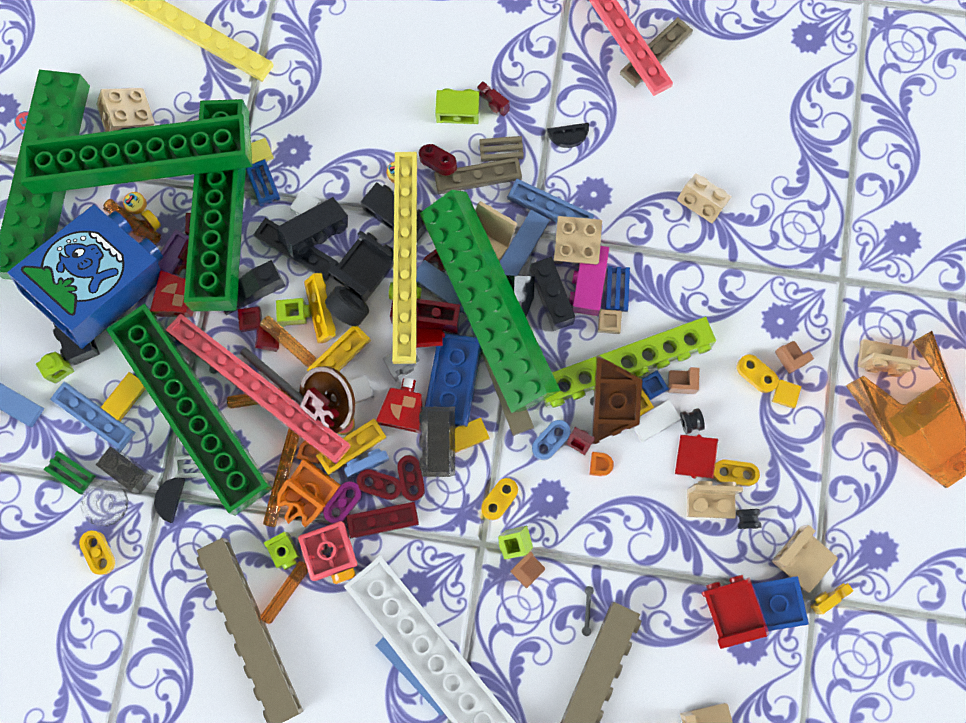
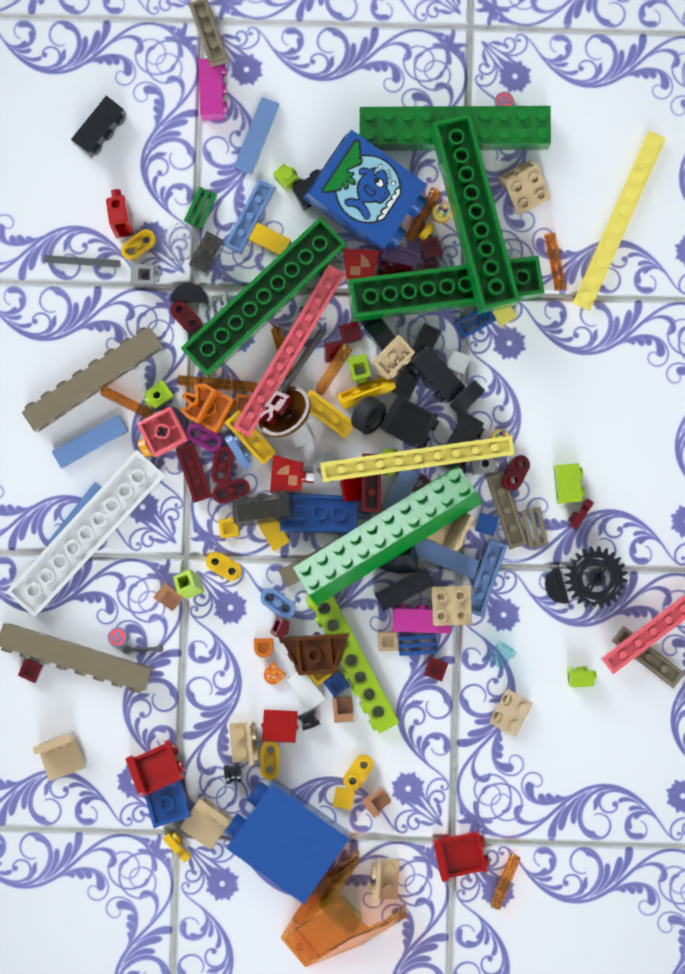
camera: 80 degrees right, 10 degrees up
(50, 570) = (119, 214): none -> red torso
(103, 626) = (82, 261): none -> dark grey bar
(127, 552) = (139, 271): none -> light grey brick
(171, 217) = (431, 248): none -> dark red plate
(195, 506) = (186, 317): none -> dark red plate
(212, 91) = (550, 240): none -> clear orange pin
(285, 268) = (392, 358): none -> tan bracket
(325, 645) = (90, 441): none -> medium blue tile
(345, 196) = (467, 397): none -> black tyre
(425, 197) = (478, 469): none -> light grey brick
(454, 487) = (228, 528): none -> yellow tile
(491, 196) = (487, 524): none -> blue tile
(564, 90) = (607, 563): none -> black gear
(569, 640) = (117, 637): none -> coral tile
(634, 456) = (273, 674): none -> orange tile
(637, 200) = (501, 654): none -> clear light blue panel
(647, 271) = (436, 669): none -> dark red plate
(671, 120) = (581, 676): none -> lime brick
(833, 462) = (286, 839): none -> blue brick
(860, 271) = (460, 855): none -> red panel
(893, 227) = (505, 881): none -> clear orange axle
(906, 440) = (304, 910): none -> clear orange axle

